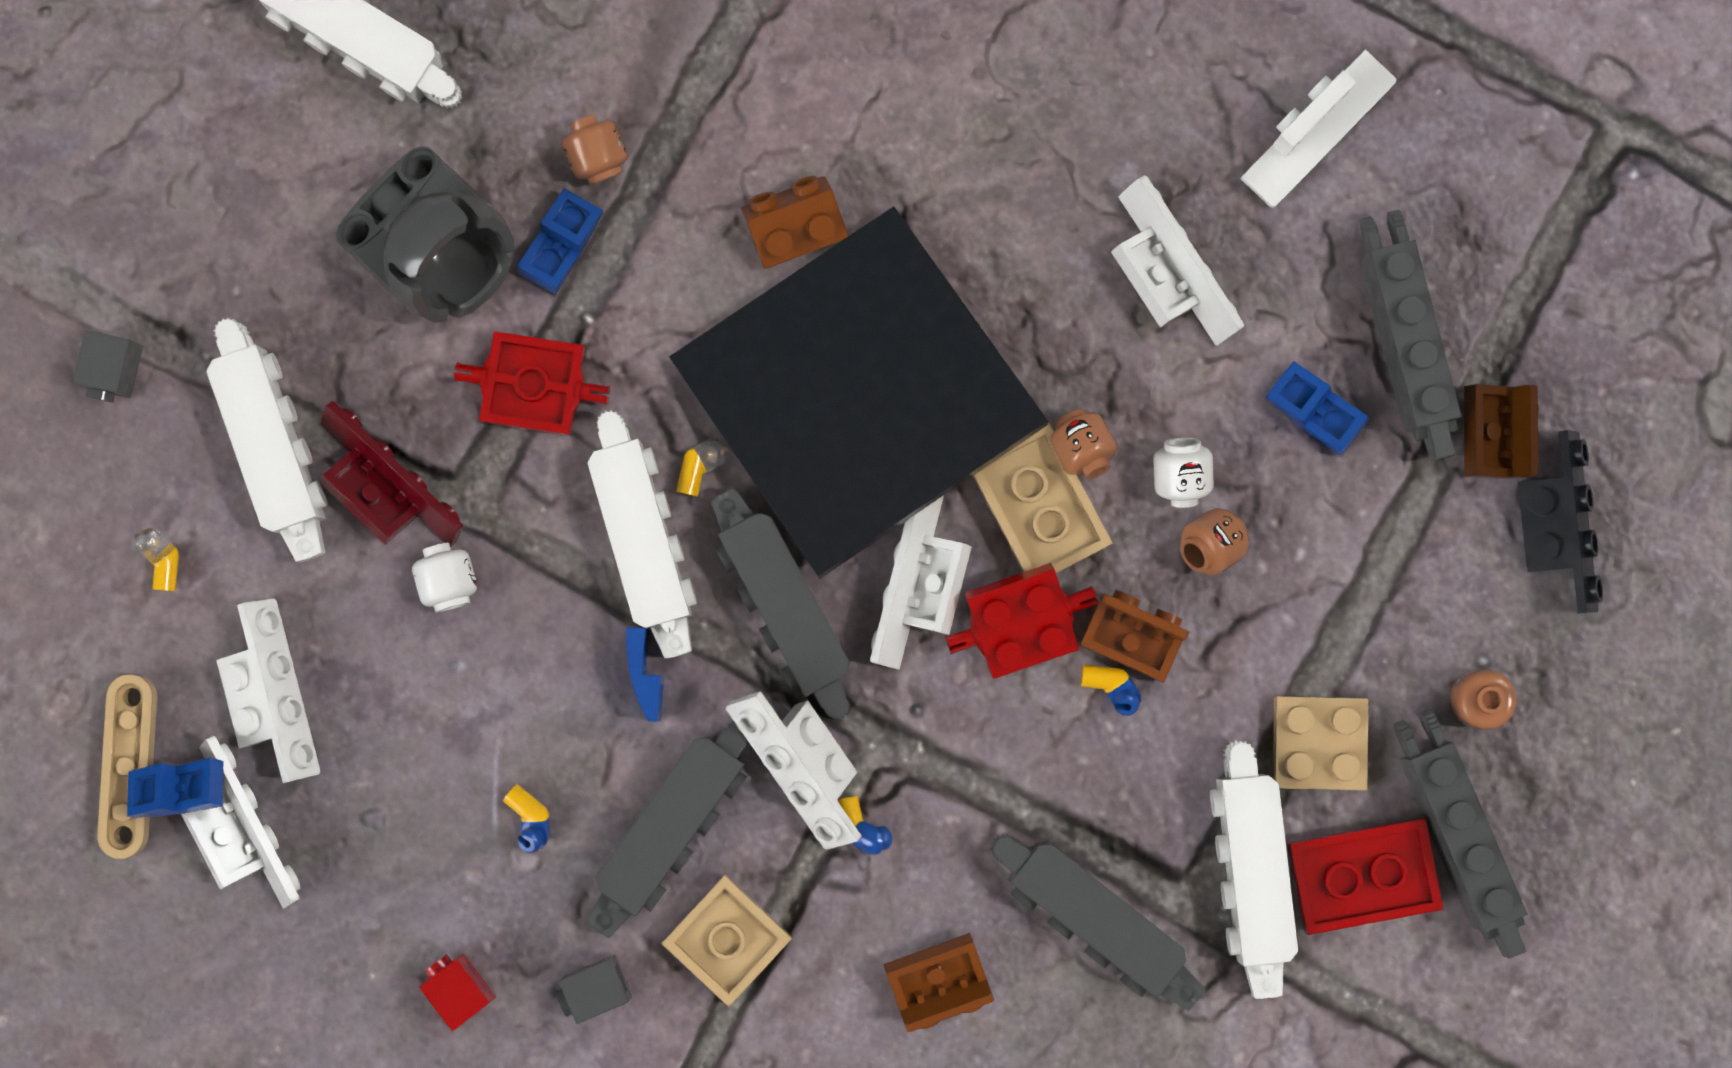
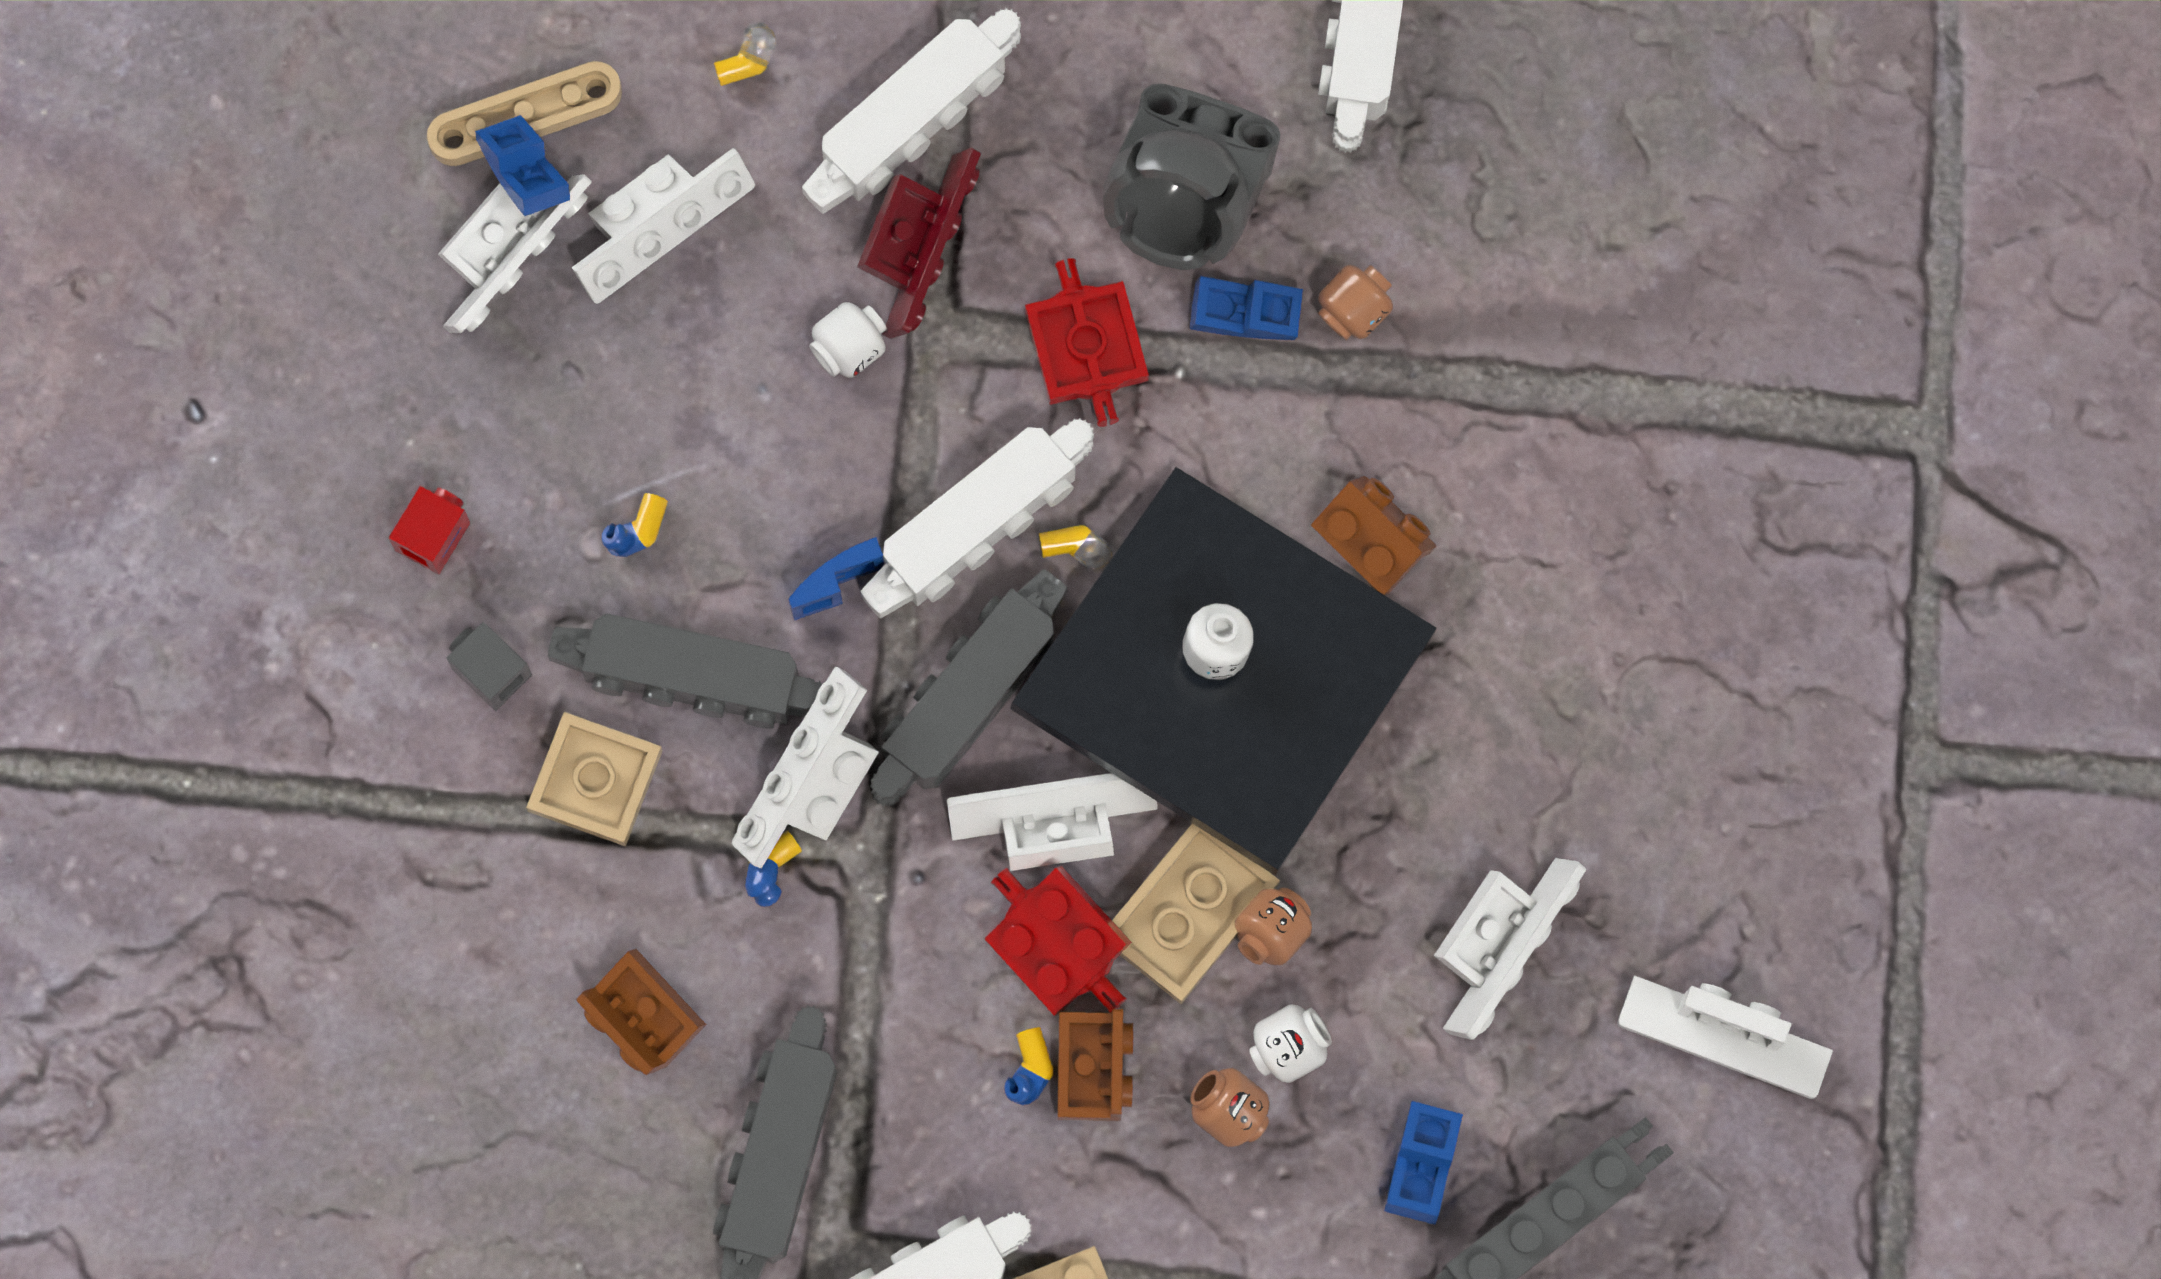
camera: 65 degrees right, 10 degrees down
(840, 386) = (1218, 641): none -> white head

